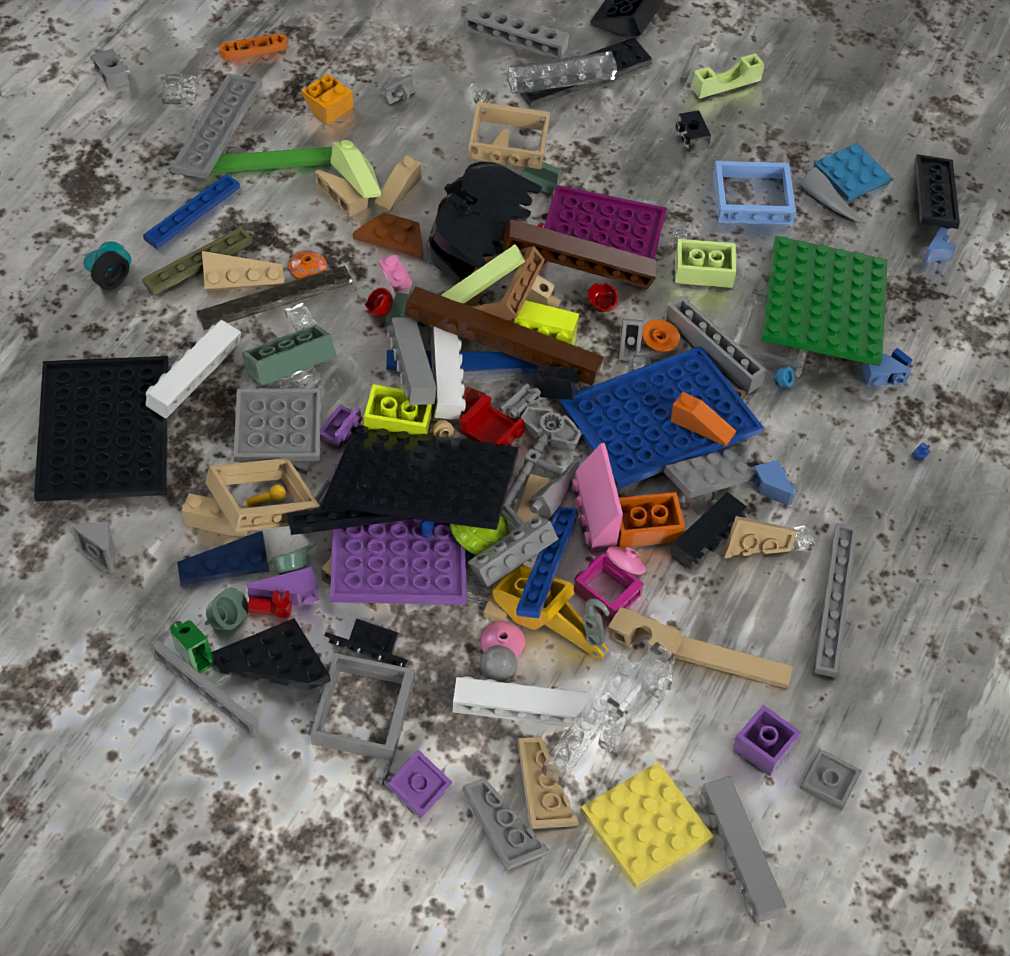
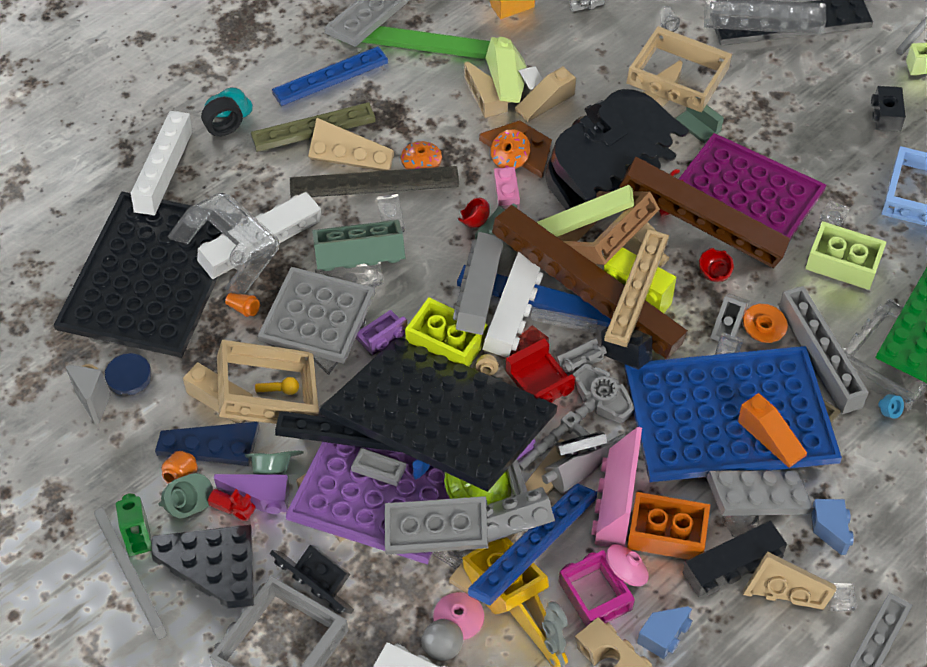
camera: 25 degrees right, 0 degrees up
(72, 326) = (161, 163): none -> white brick
(125, 521) = (128, 374): none -> dark blue tile
(200, 374) = (252, 239): none -> clear windscreen
(204, 433) = (244, 304): none -> orange cone
(208, 587) = (178, 465): none -> orange head
(380, 171) = (531, 77): none -> white sticker
(391, 537) = (378, 467): none -> light grey tile
(393, 246) = (516, 155): none -> orange dish
(465, 568) = (436, 525): none -> light grey plate
(550, 331) = (636, 288): none -> tan tile
(557, 469) = (590, 442): none -> plate
(673, 603) = (662, 630): none -> medium blue slope

